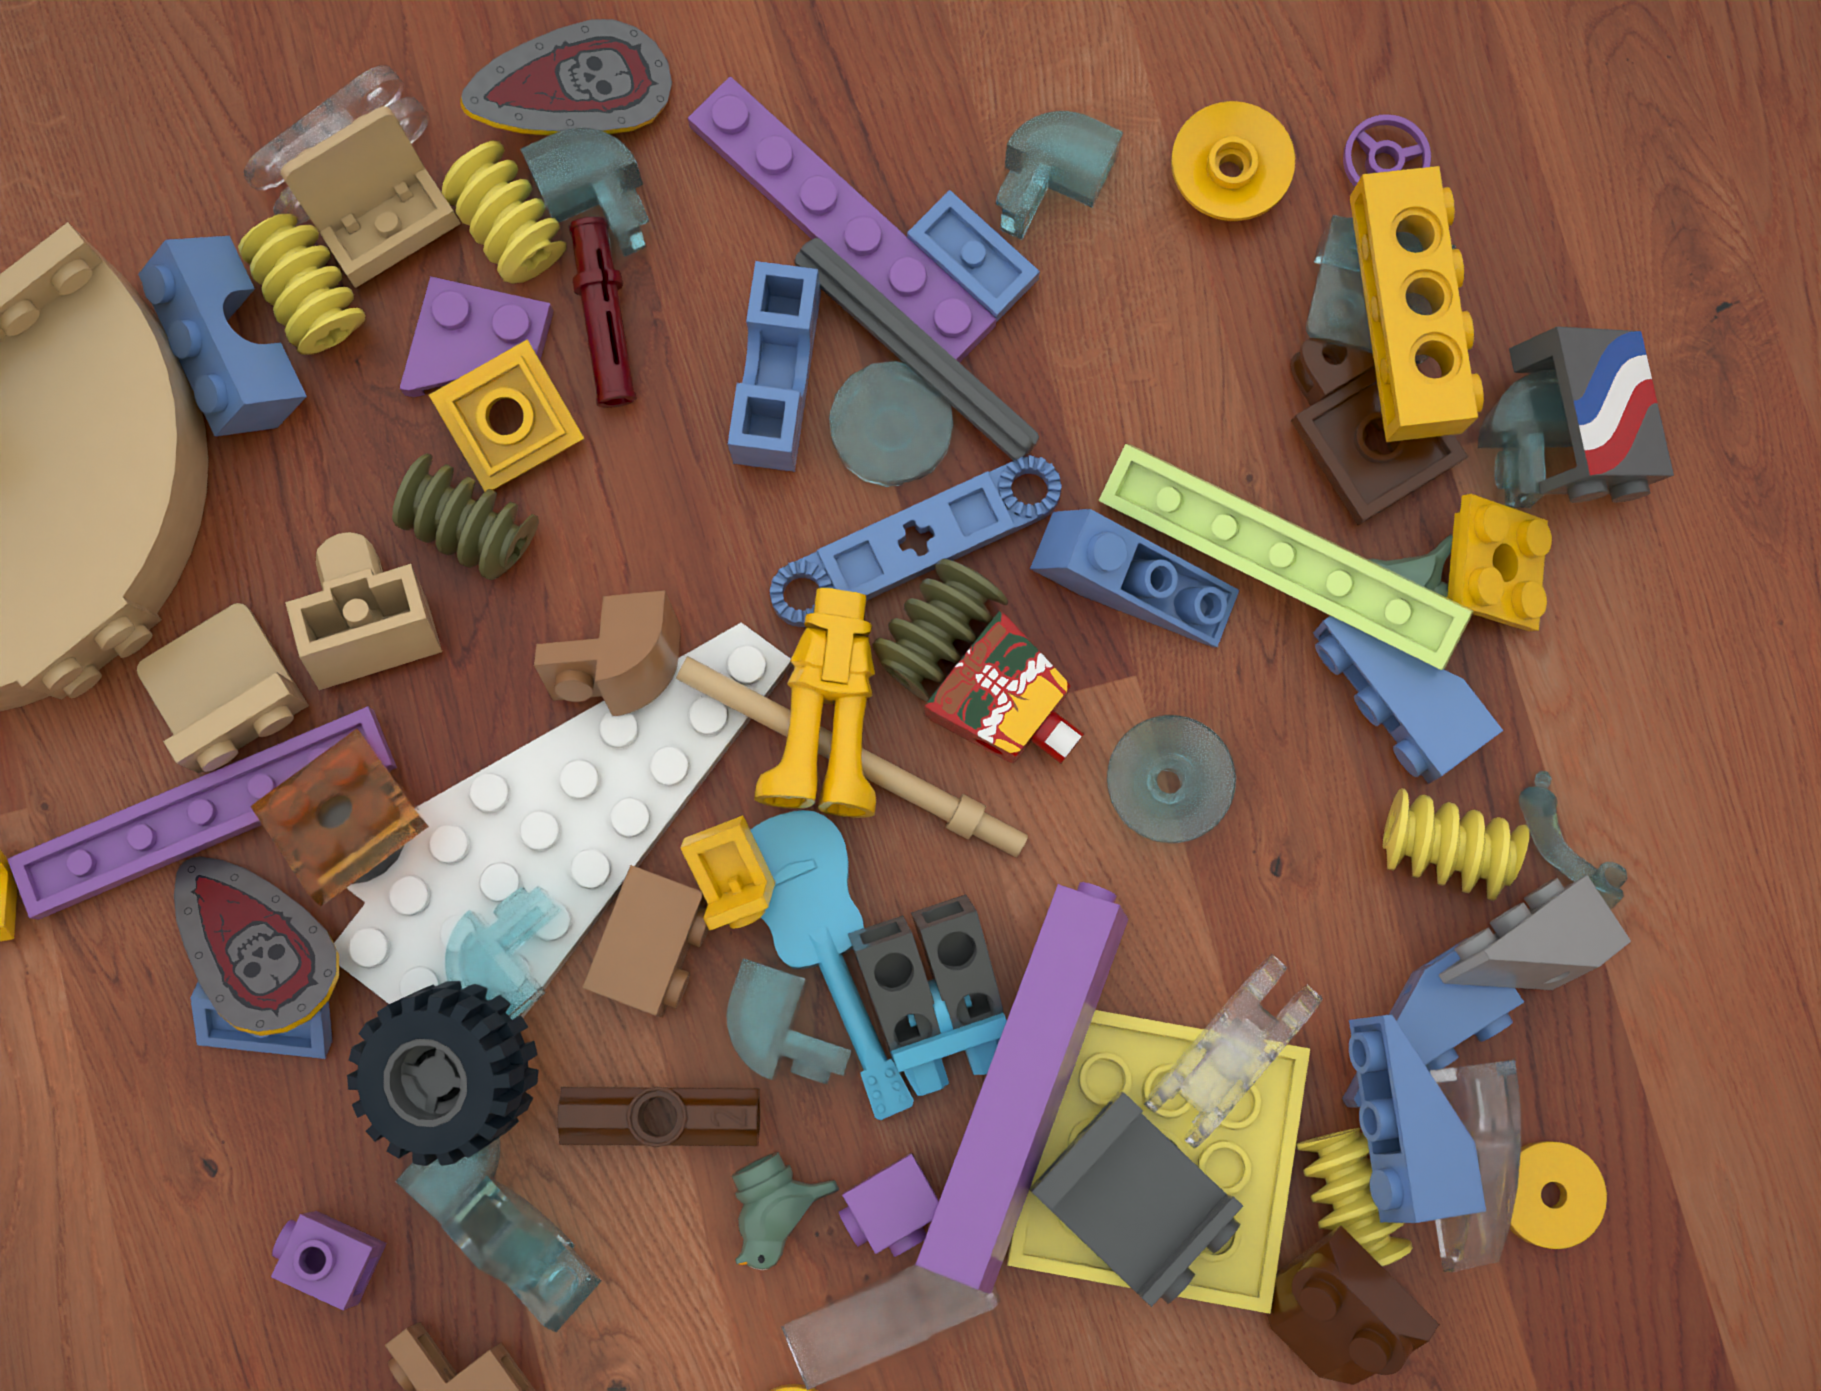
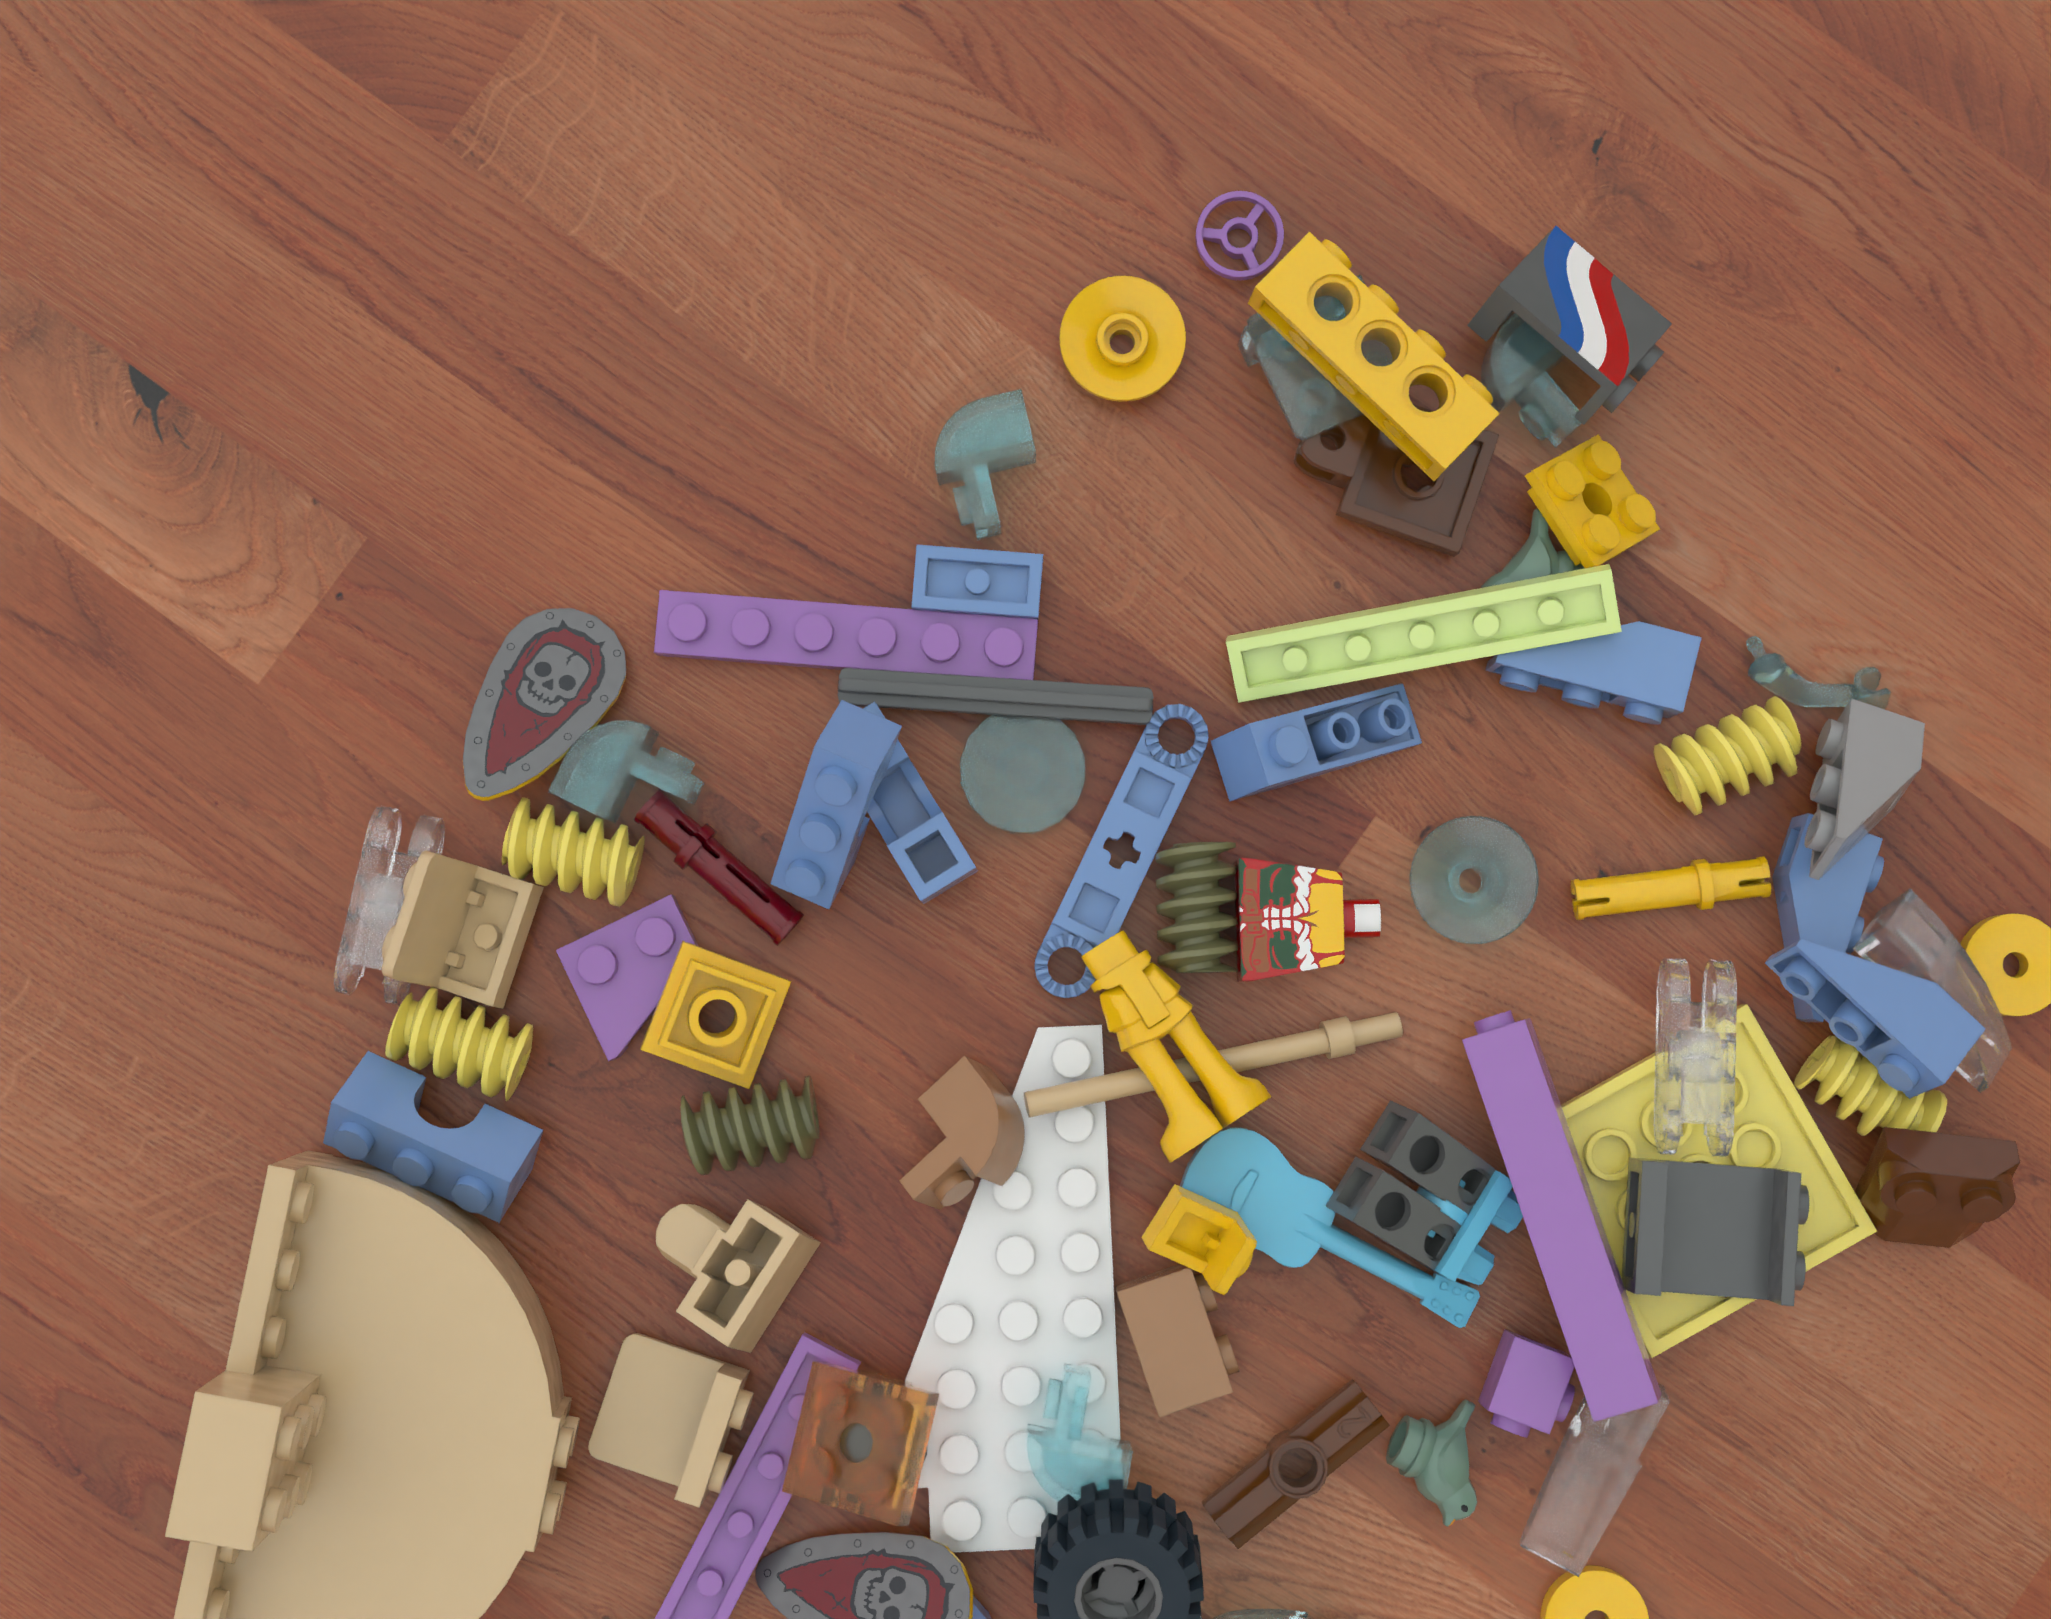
camera: 35 degrees left, 5 degrees up
(743, 294) = (833, 804): none -> medium blue arch
(762, 1022) = (1320, 1332): clear light blue brick -> none
(1337, 920) = (1694, 884): none -> yellow pin

